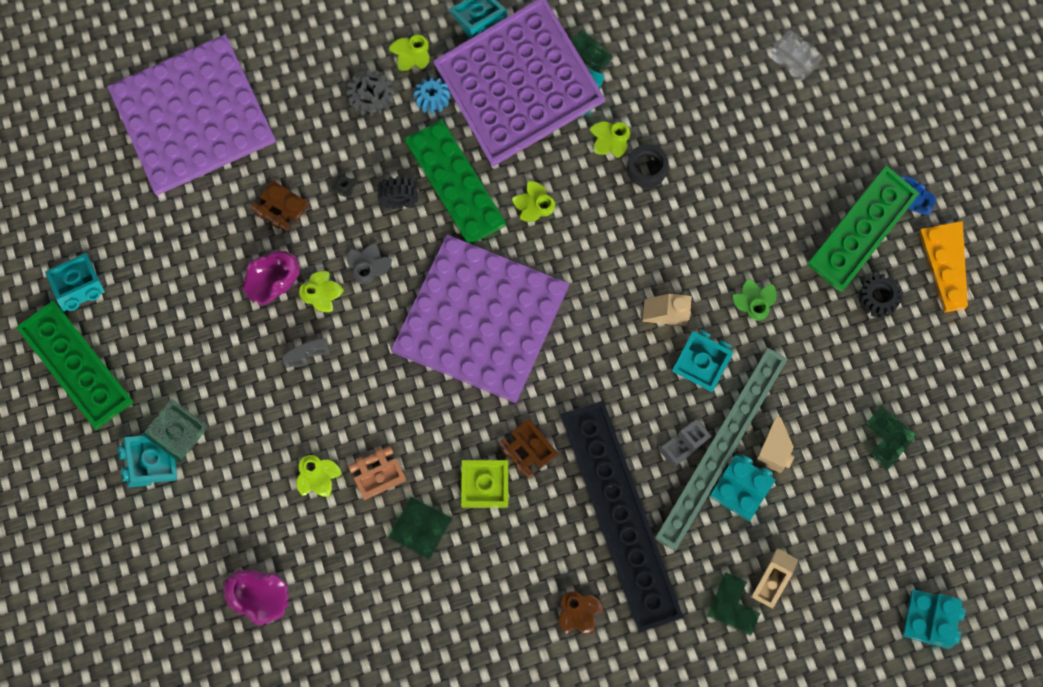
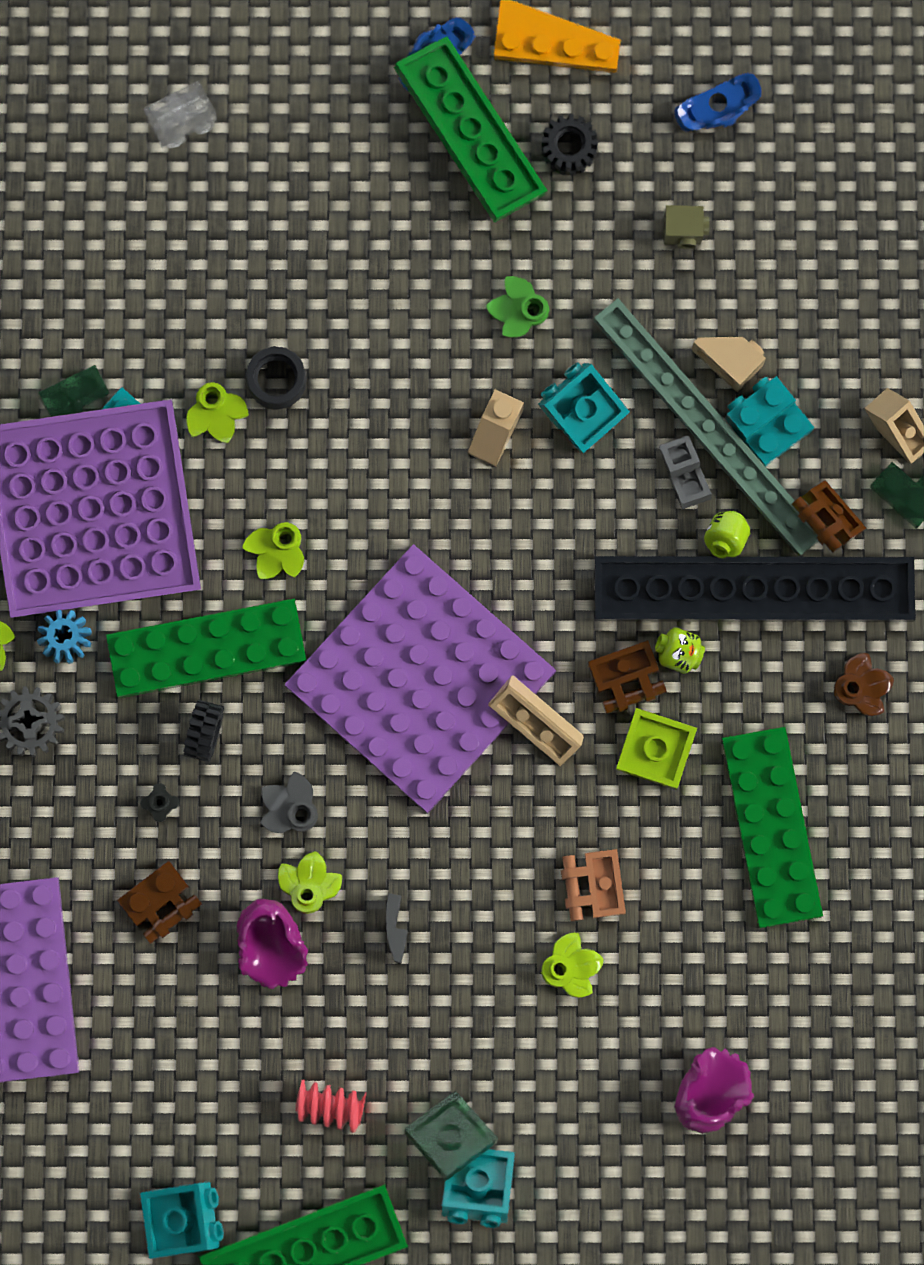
camera: 70 degrees left, 10 degrees up
(173, 349) = (329, 1106): none -> coral piece
(420, 528) = (686, 852): clear green plate -> none
(456, 581) = (772, 827): none -> green plate
(477, 398) = (536, 720): none -> tan slope
(558, 477) = (679, 650): none -> lime head
(651, 482) = (727, 534): none -> lime head
(695, 550) = (839, 520): none -> reddish brown plate
(856, 387) = (685, 226): none -> olive brick
(894, 434) = (767, 204): clear green plate -> none
(966, 395) = (739, 93): none -> blue piece

